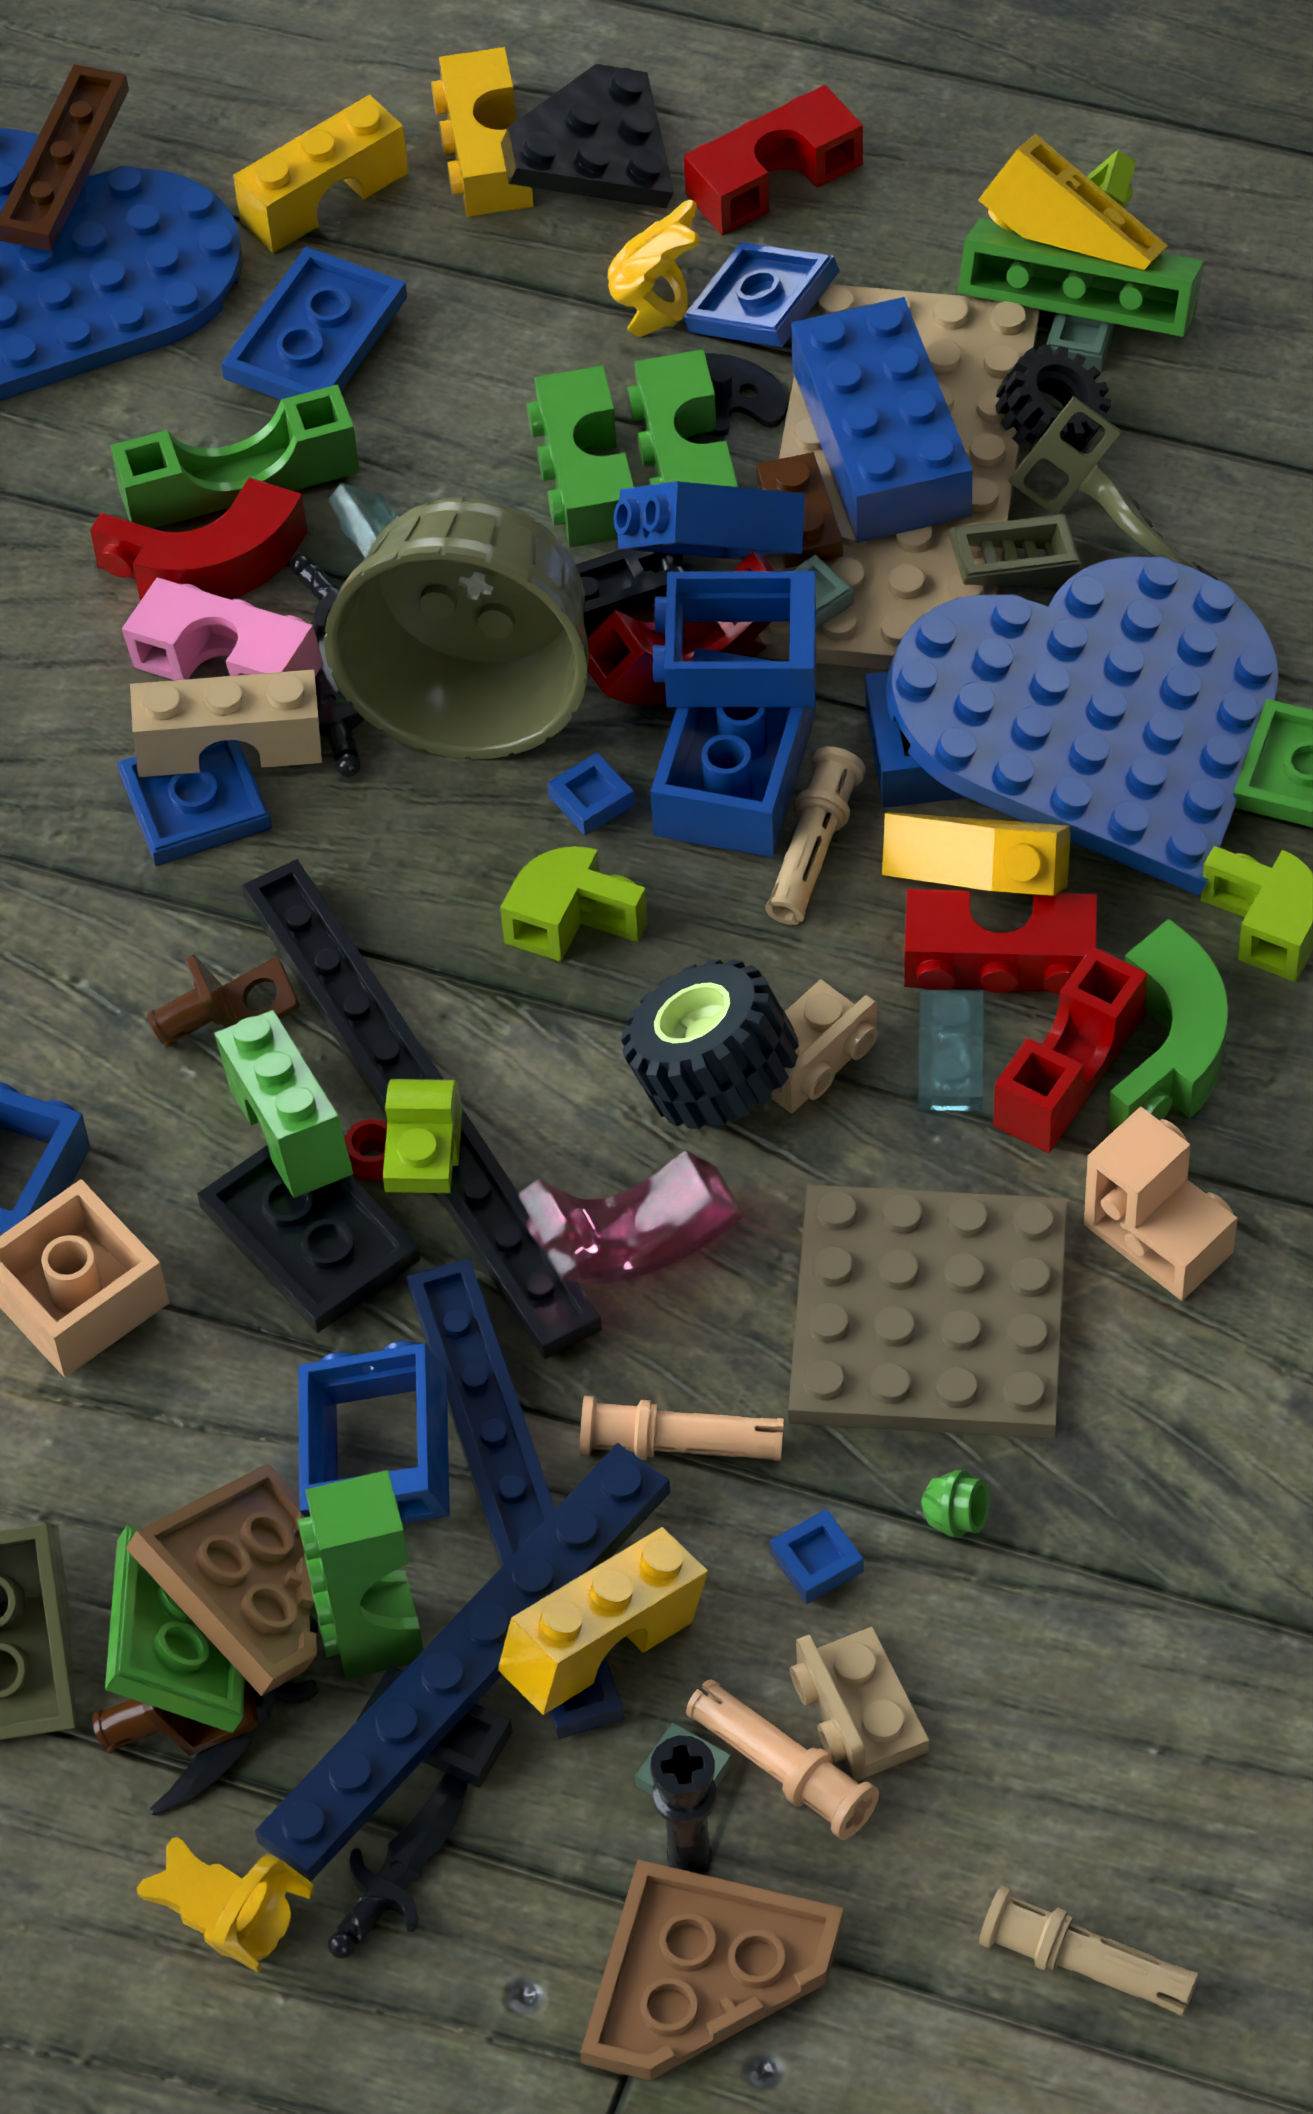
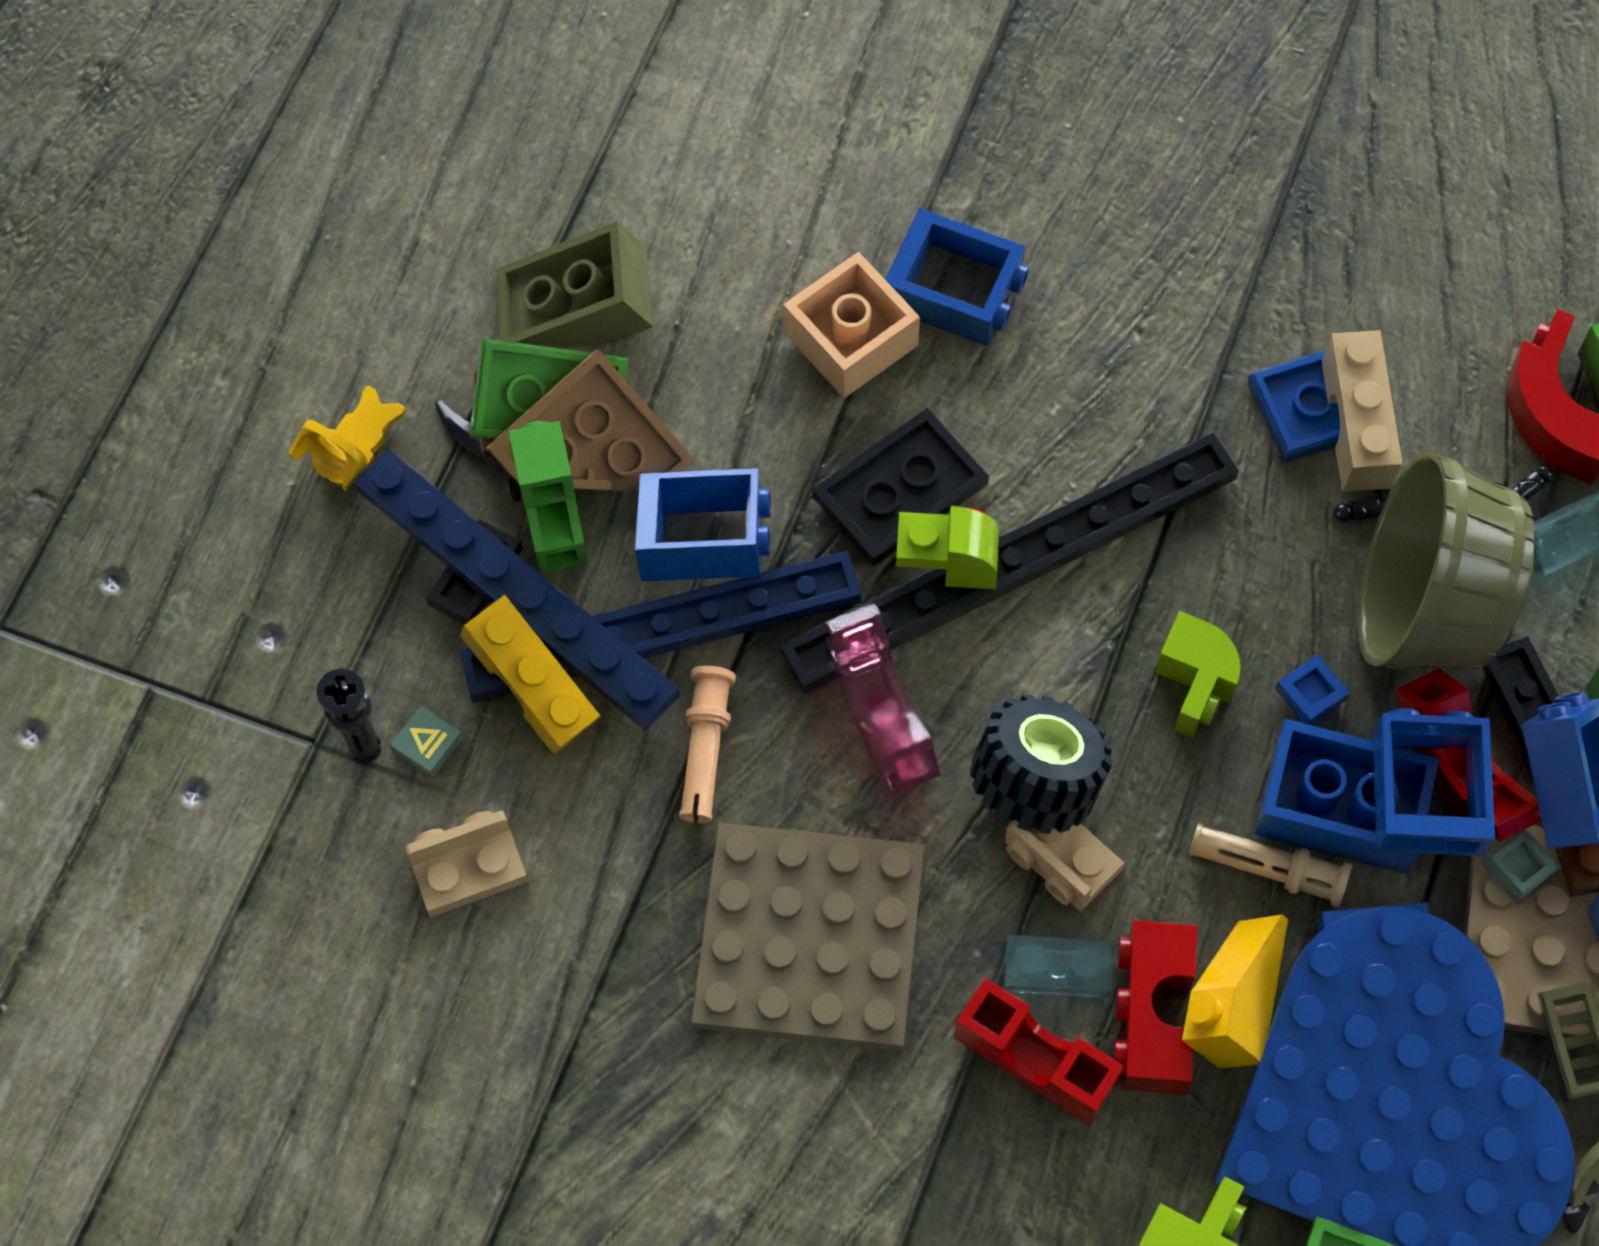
camera: 90 degrees right, 10 degrees up
(184, 626) = (1466, 385): bright pink arch -> none
(220, 1002) = (1105, 423): reddish brown bracket -> none
(287, 1101) = (962, 460): bright green arch -> none
(402, 1866) = (359, 544): black piece -> none
(700, 1965) = (266, 746): medium nougat plate -> none
(805, 1774) = (408, 820): light nougat pin -> none
(816, 1556) = (589, 837): blue plate -> none
(956, 1503) = (624, 942): bright green plate -> none
(1056, 1941) = (253, 992): tan pin -> none
(1150, 1210) = (887, 1103): light nougat brick -> none
(1193, 1010) = (1065, 1163): bright green arch -> none

